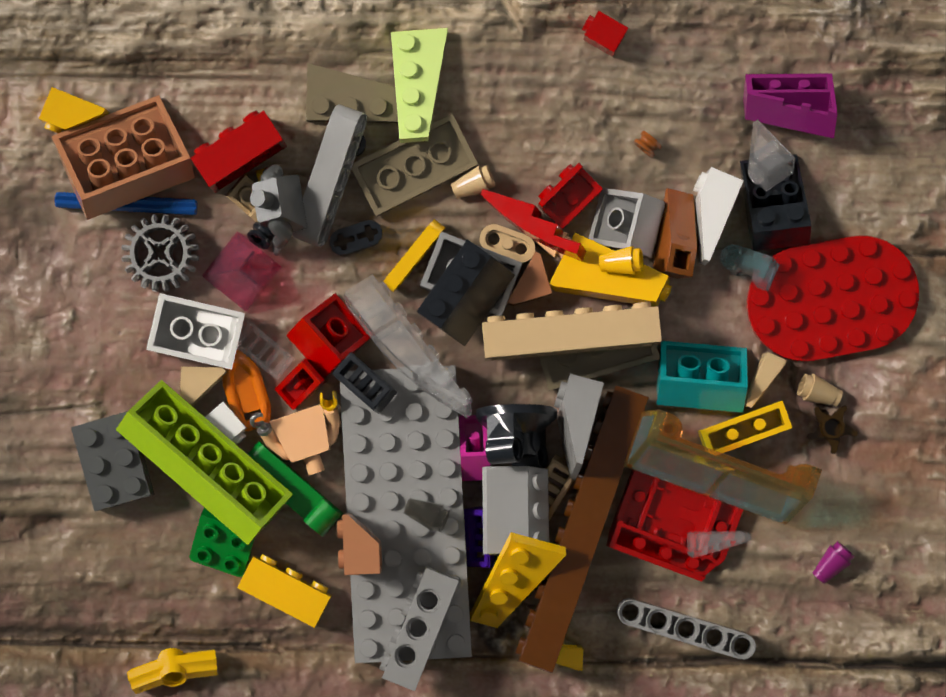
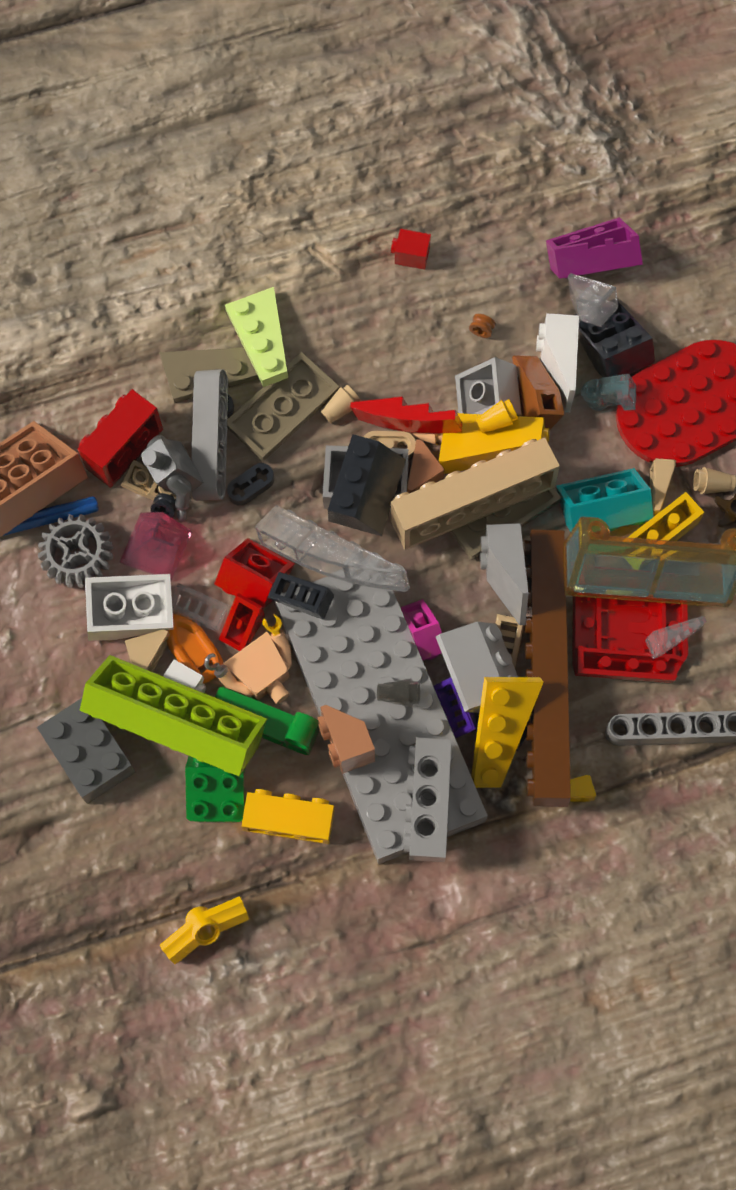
camera: 20 degrees left, 15 degrees down
(414, 255) = (308, 480): yellow beam -> none
(516, 433) = (455, 591): black piece -> none
(569, 195) = (430, 384): red bracket -> none

